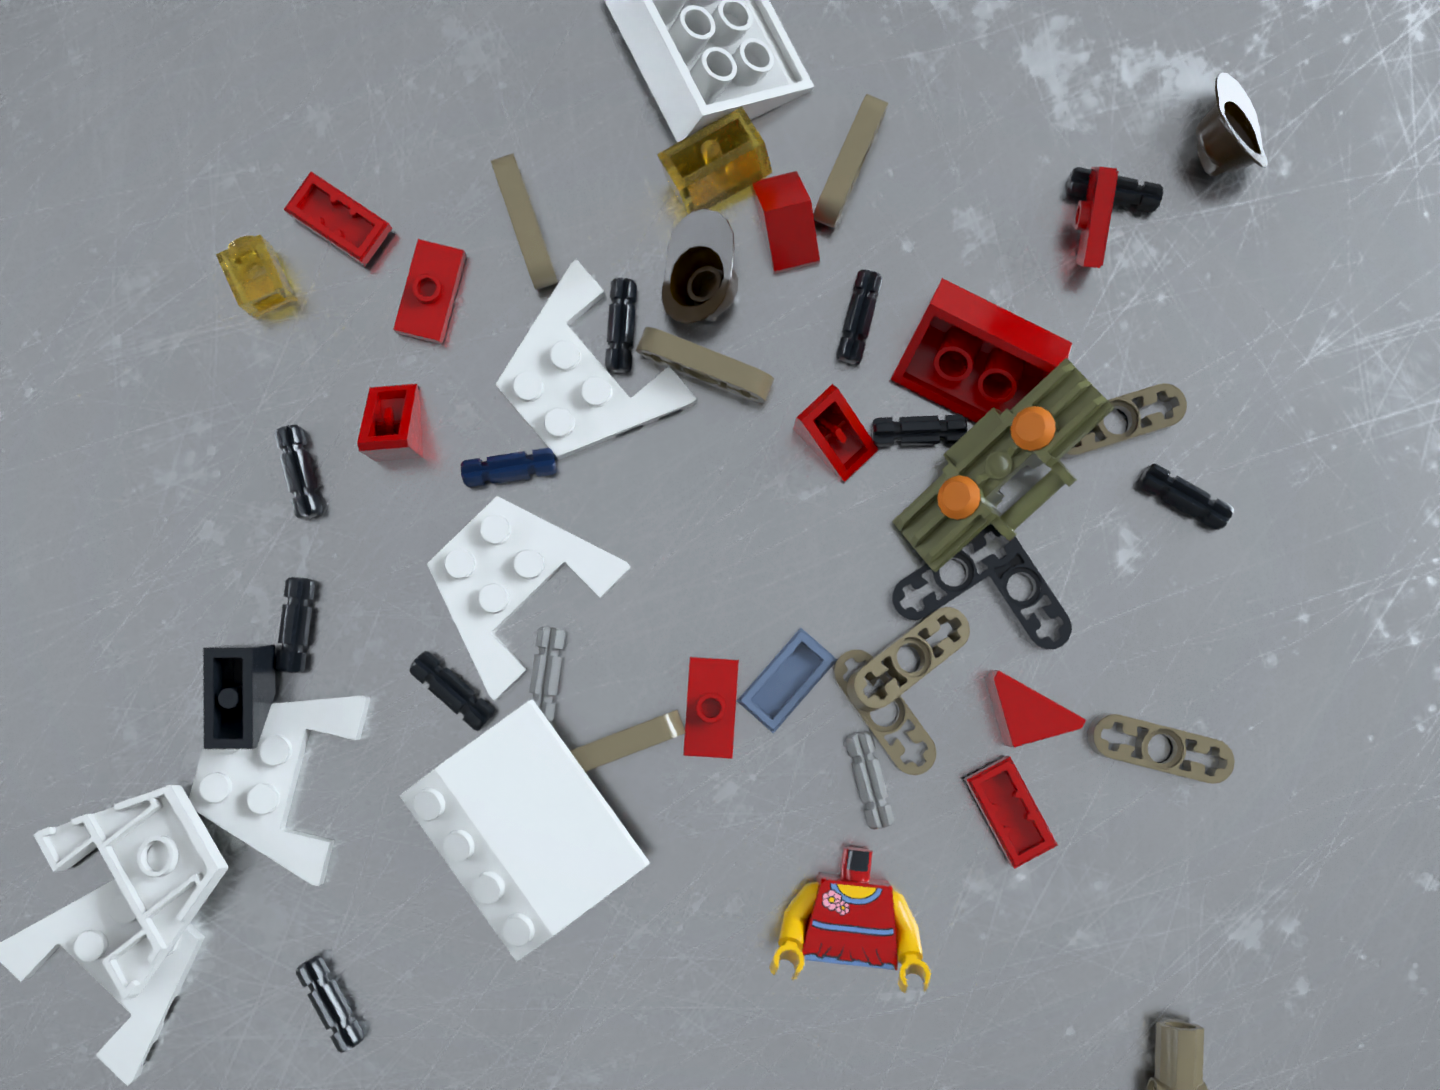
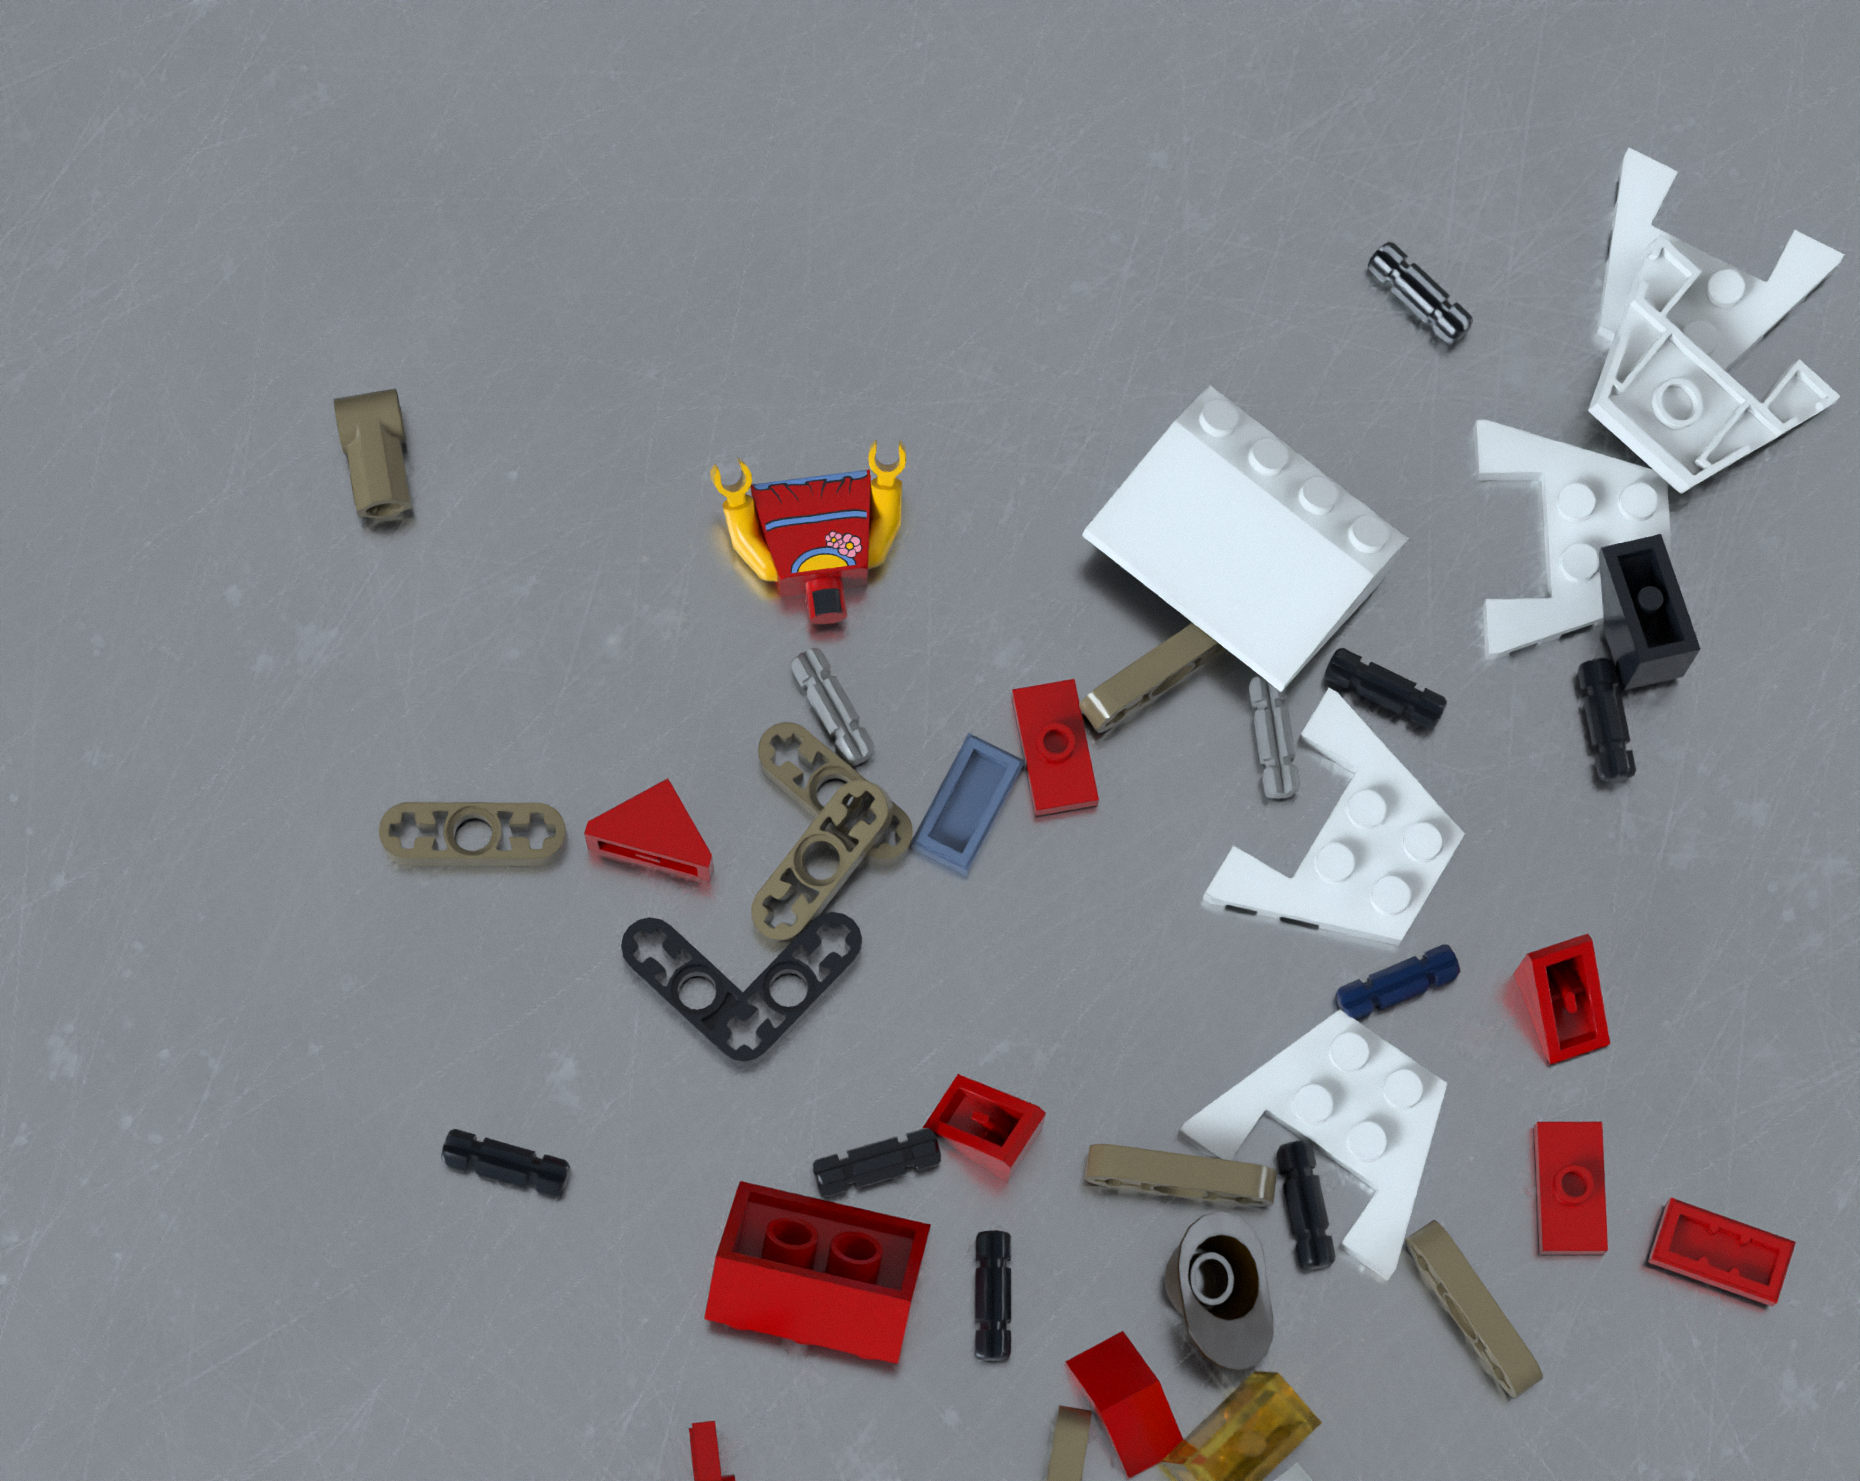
camera: 160 degrees right, 10 degrees down
(241, 262) = (1806, 1123): clear yellow brick -> none
(298, 471) = (1665, 911): black axle -> none
(991, 453) = (781, 1136): olive piece -> none
(1011, 812) = (648, 710): red plate -> none
(1153, 422) = (569, 1253): dark tan beam -> none

